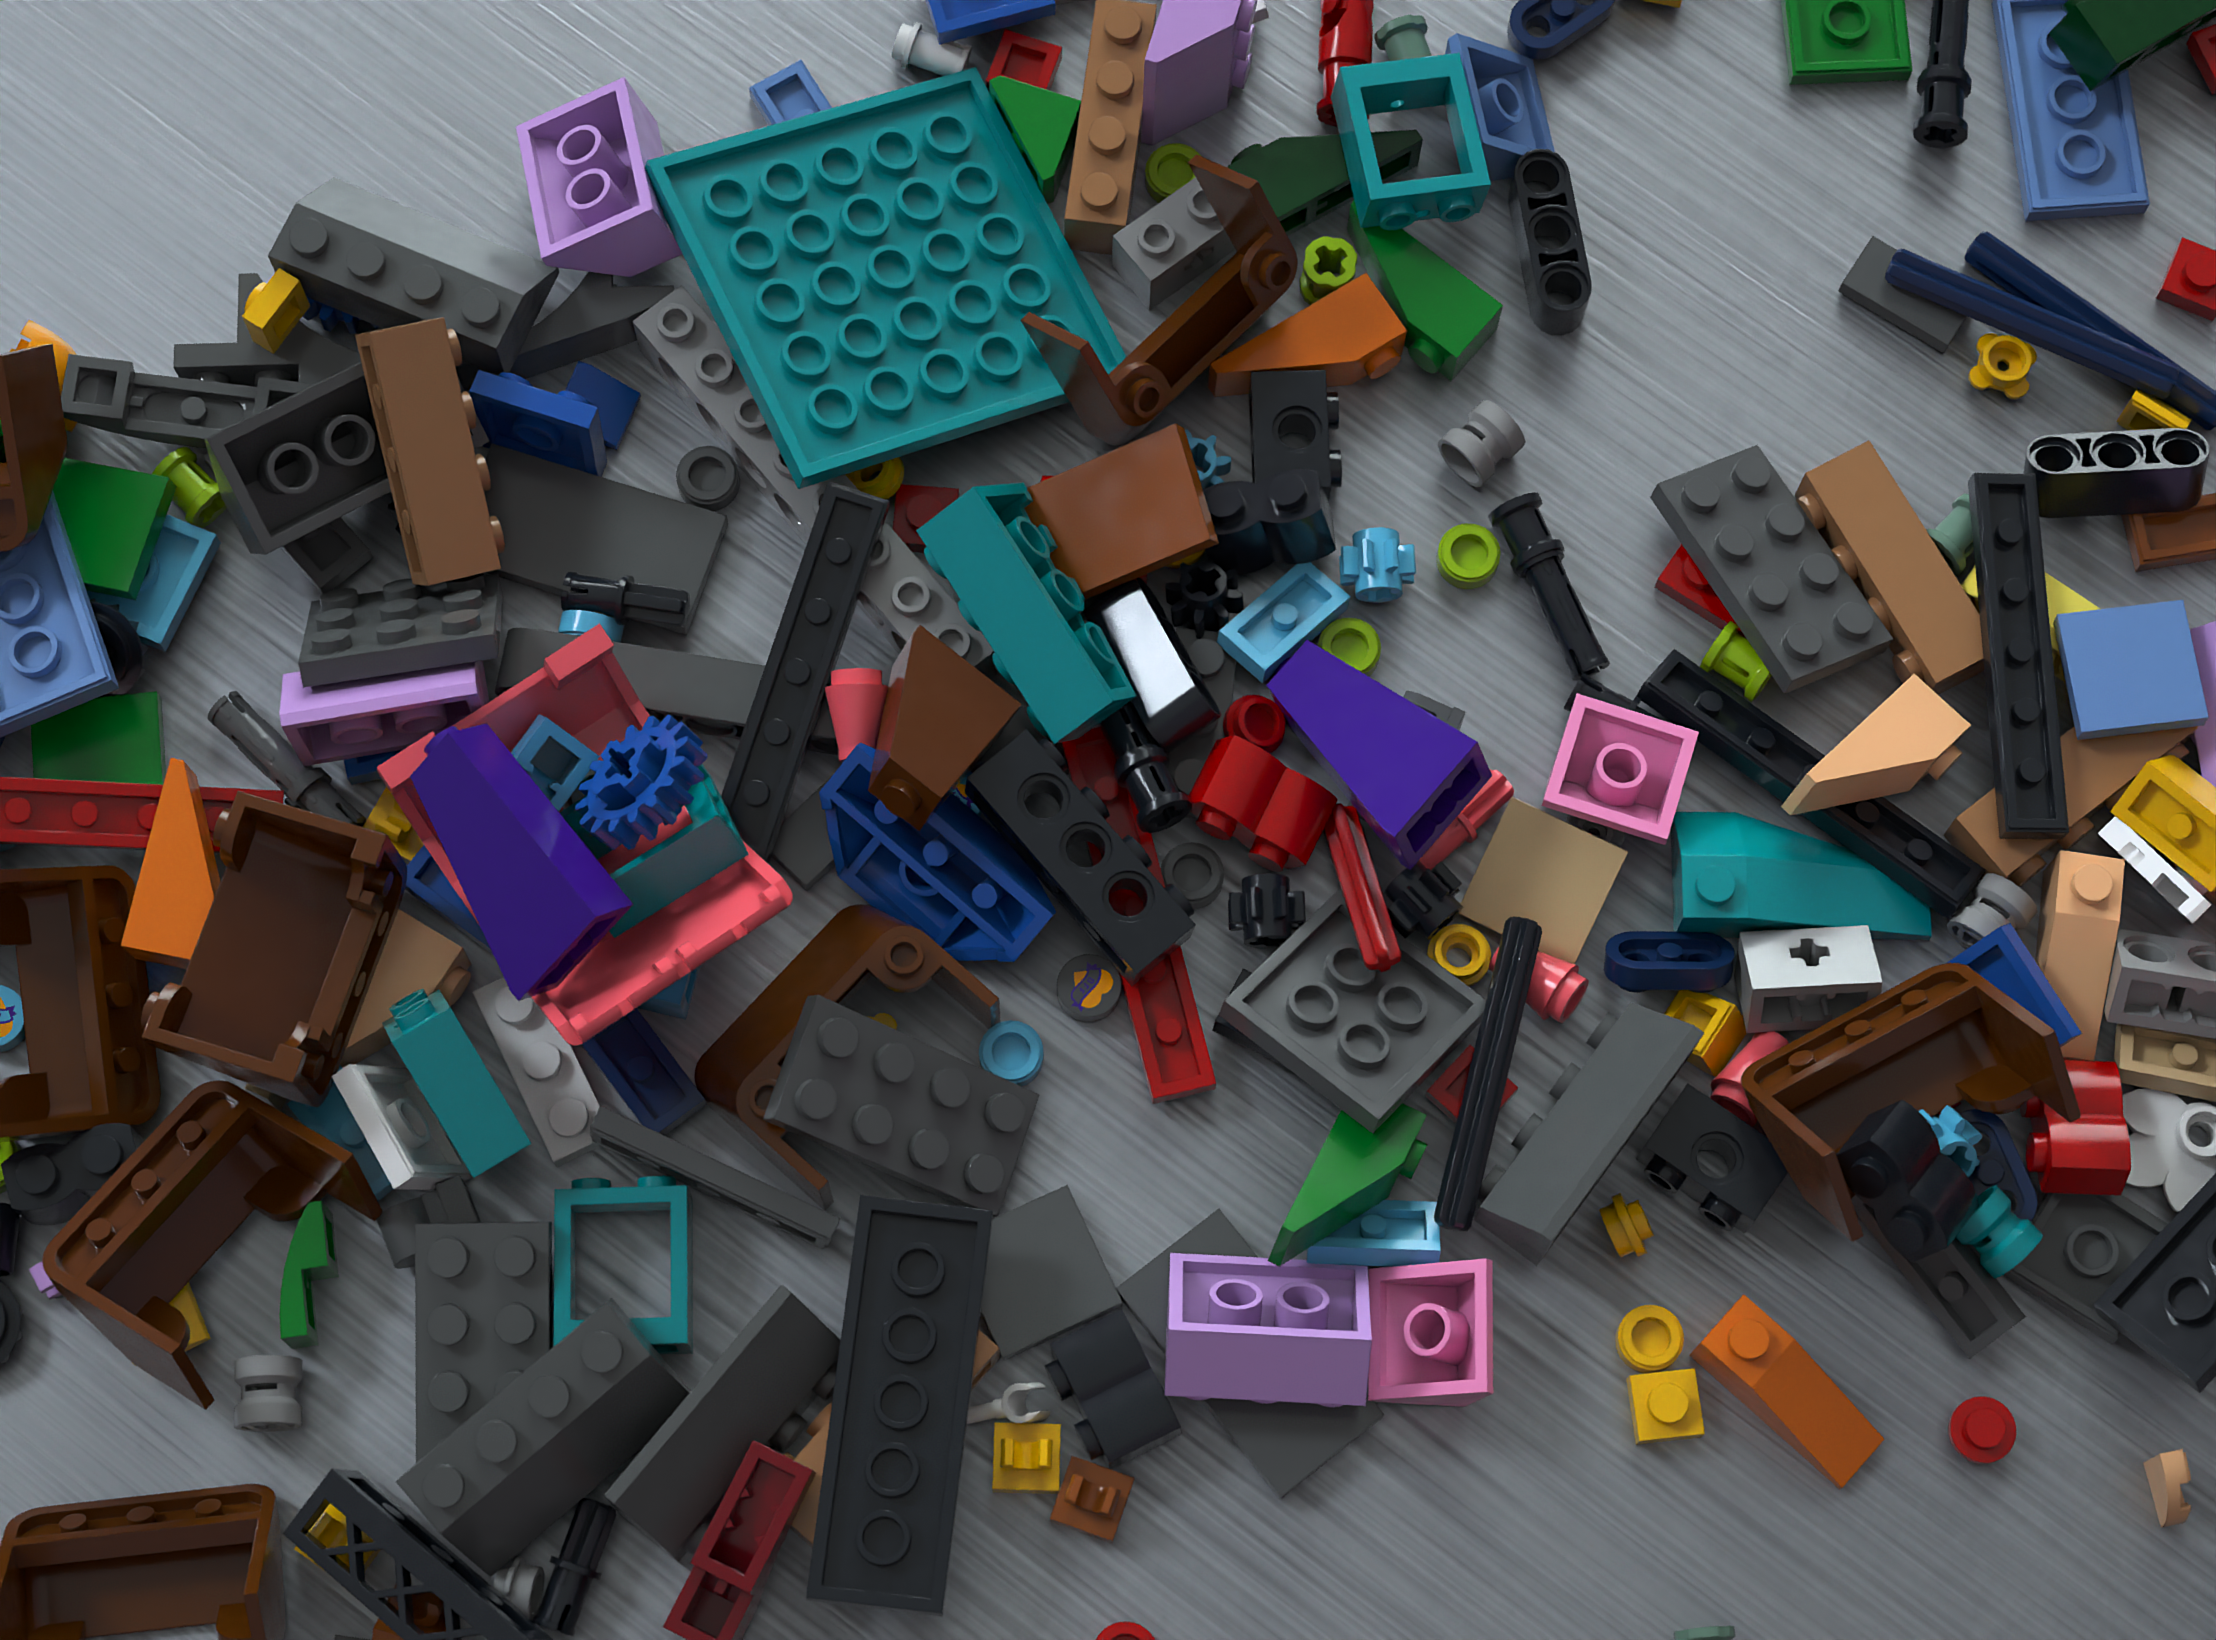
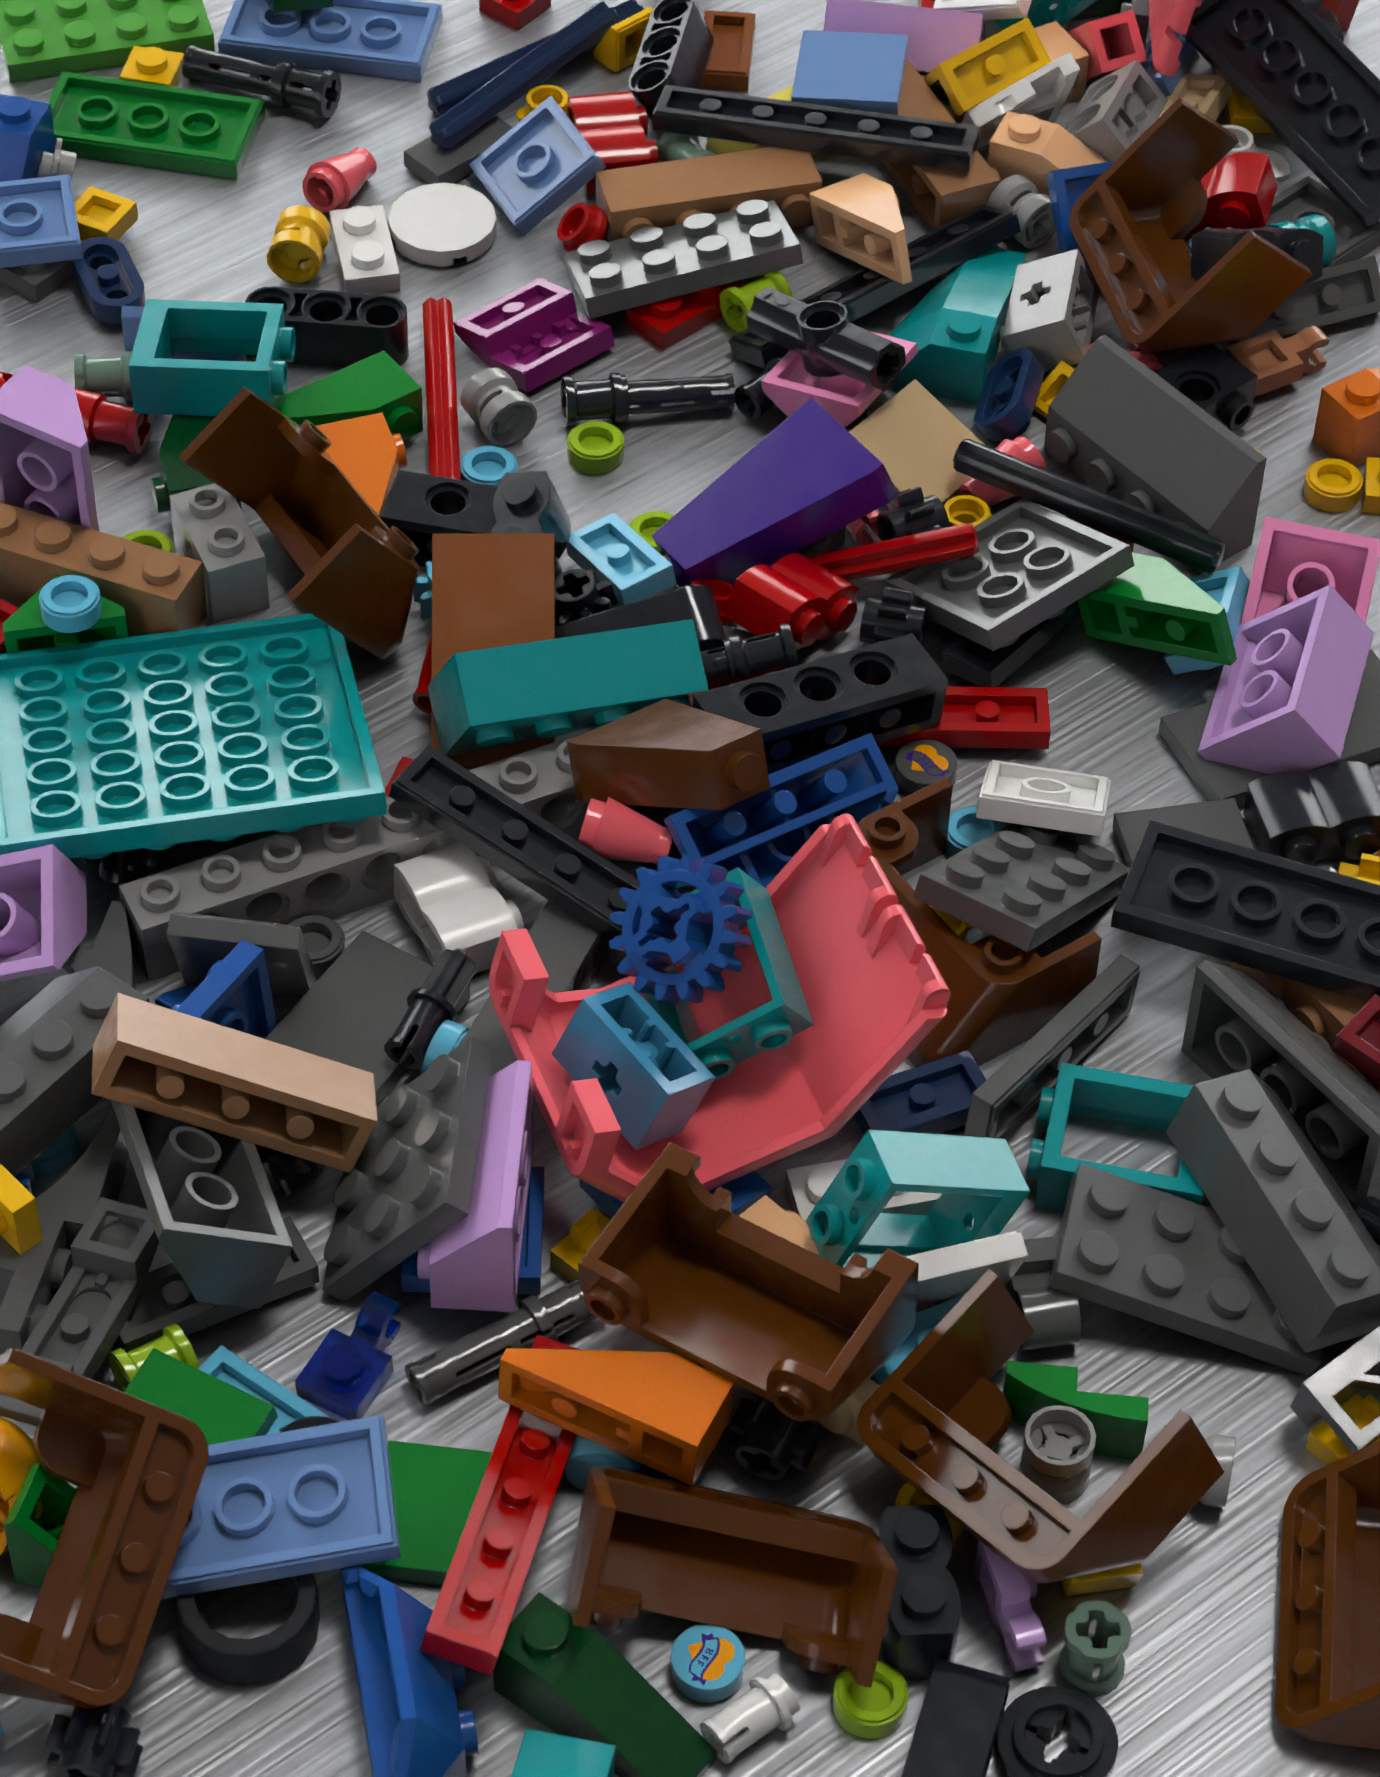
camera: 75 degrees left, 25 degrees down
(40, 1328) = (1102, 1648): none -> sand green bush
(234, 645) = (352, 1369): none -> clear blue plate
(245, 1259) = (1058, 1452): none -> light grey wheel
(516, 859) = (748, 1029): dark purple slope -> none
(634, 417) = (205, 939): none -> dark grey tile
(751, 592) = (454, 903): none -> white brick
(1034, 126) = (70, 603): none -> medium azure tile
(1053, 1109) = (1044, 798): none -> white tile
(1377, 564) = (590, 489): medium azure gear -> none
(1397, 461) = (487, 465): none -> medium azure tile
(1492, 384) = (441, 389): none -> red axle
(1612, 767) = (826, 339): none -> black piece
(1621, 447) = (534, 334): none -> magenta slope
(1675, 175) = (298, 244): none -> yellow wheel
(1704, 244) = (364, 250): none -> white plate
(1773, 309) = (442, 224): none -> white tile
(1799, 452) = (582, 224): none -> red plate
(1802, 184) = (337, 180): none -> coral cone
(1821, 1245) = (1278, 359): none -> nougat plate
(1880, 378) = (537, 165): none -> medium blue tile
(1951, 441) = (613, 129): none -> red brick

